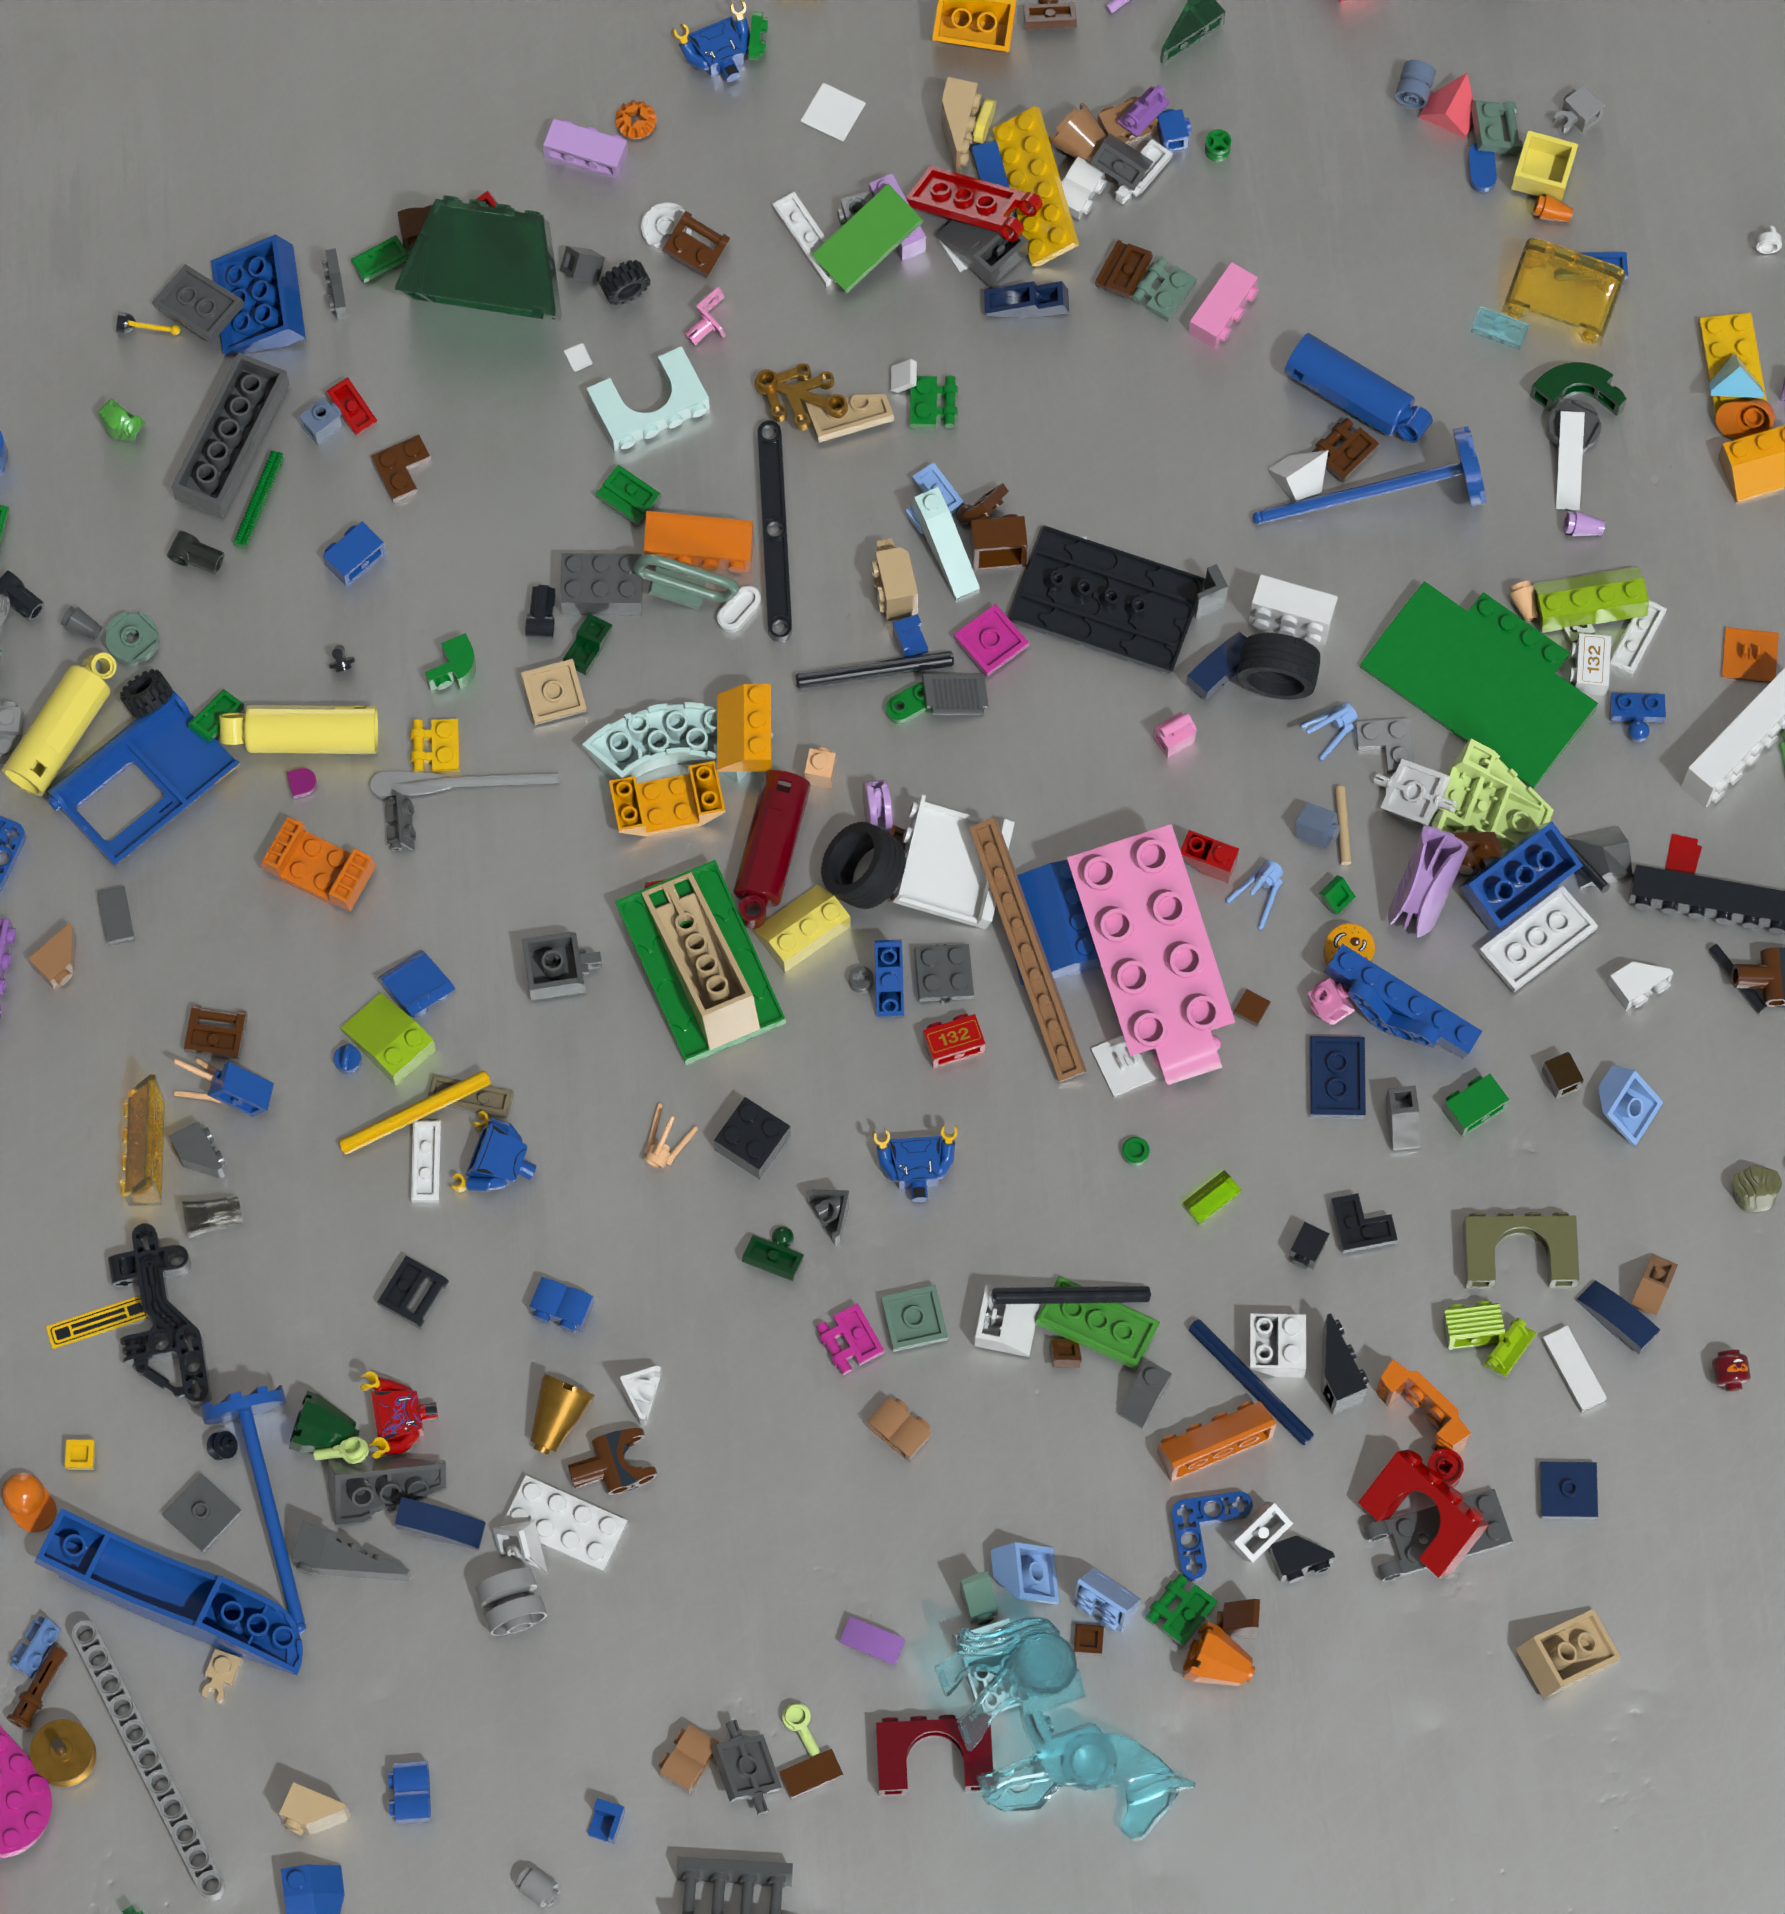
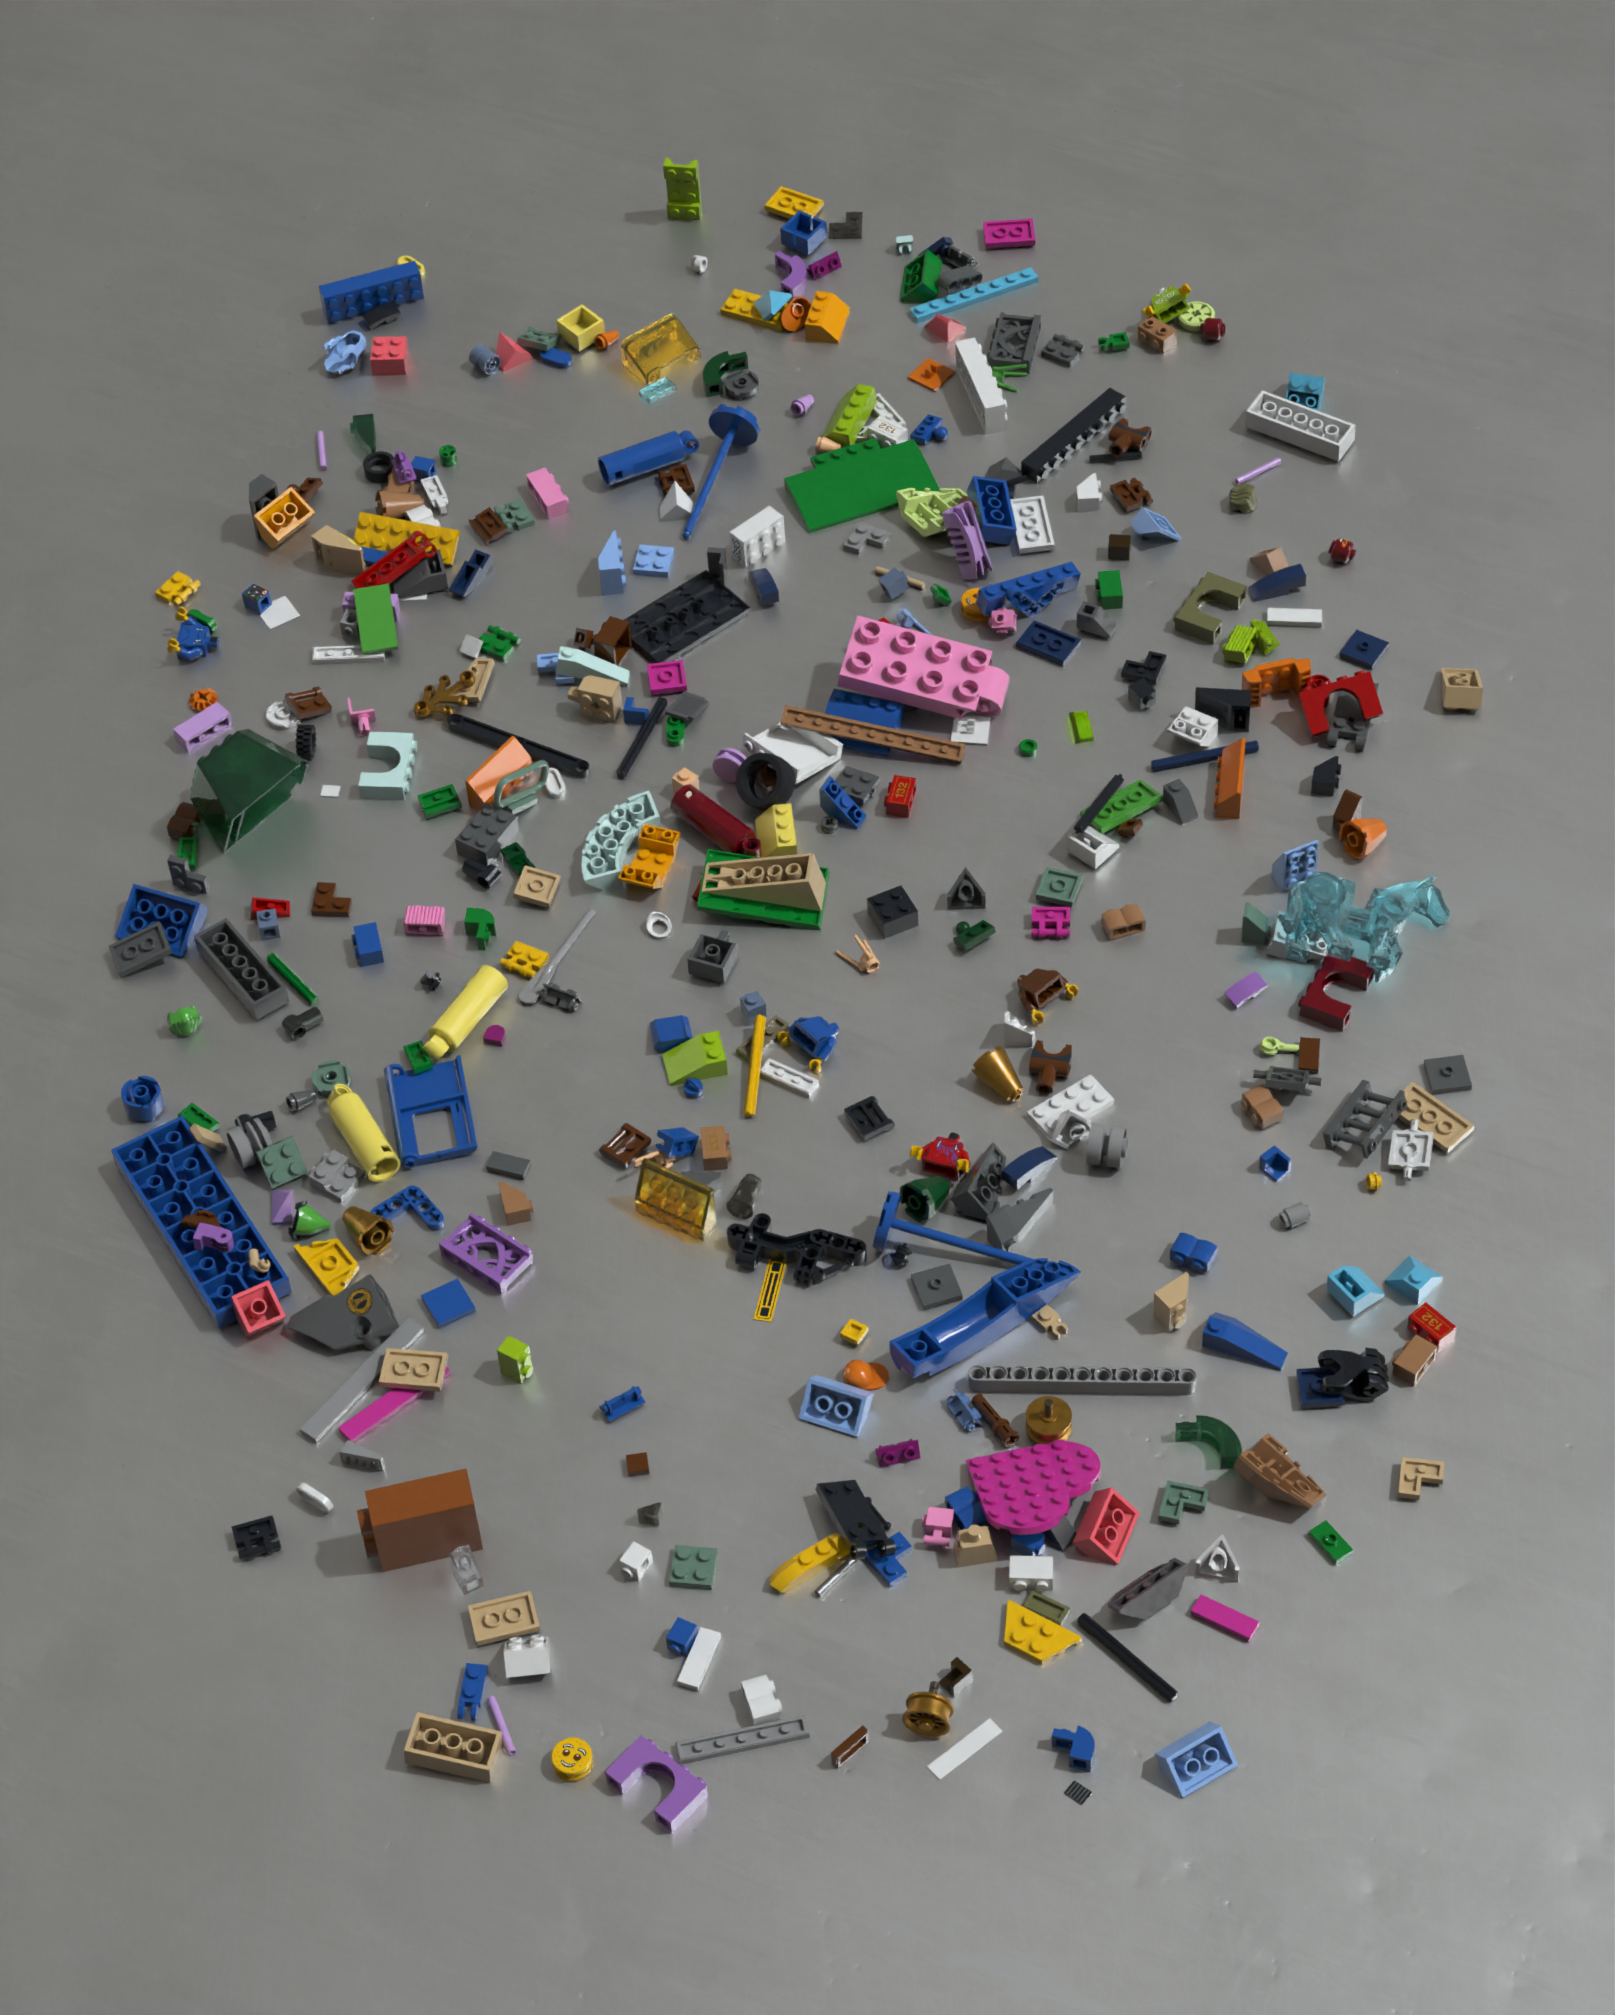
camera: 55 degrees left, 20 degrees down
(126, 323) = (119, 994): hinge -> none
(146, 693) = (376, 1081): black tyre -> none
(265, 1138) = (714, 1148): none -> medium nougat brick
(318, 865) = (558, 1048): orange plate -> none
(351, 1450) = (954, 1181): yellowish green plate -> none
(428, 594) = (424, 920): none -> bright pink brick
(504, 1058) = (751, 1006): none -> sand blue brick
(561, 1304) = (930, 1047): blue brick -> none
(572, 859) = (658, 916): none -> white piece
(724, 1386) = (1040, 988): none -> reddish brown torso
(744, 729) = (638, 795): light orange slope -> none
(831, 75) = (256, 599): none -> blue brick
(916, 1161) = (963, 842): blue torso -> none
(1026, 1571) = (1256, 898): light blue slope -> none
(1121, 161) = (427, 492): dark grey panel -> none
(1133, 461) = (611, 568): none -> light blue slope
(1148, 58) = (374, 459): none -> black tyre
(1175, 734) = (789, 620): bright pink brick -> none
(1187, 1616) = (1328, 841): green plate -> none
(1188, 504) = (653, 560): none -> light blue plate
(1198, 1518) = (1271, 813): blue beam -> none
(1259, 1531) = (1300, 784): white brick -> none
(1278, 666) = (788, 552): black tyre -> none
(1340, 717) = (835, 549): light blue plant -> none
(1415, 792) = (907, 533): white plate -> none
(1570, 460) = (761, 393): white sticker -> none
(1579, 109) = (558, 302): light grey brick -> none
(1668, 1032) = (1127, 495): none -> reddish brown plate
(1683, 854) = (1024, 448): red sticker -> none

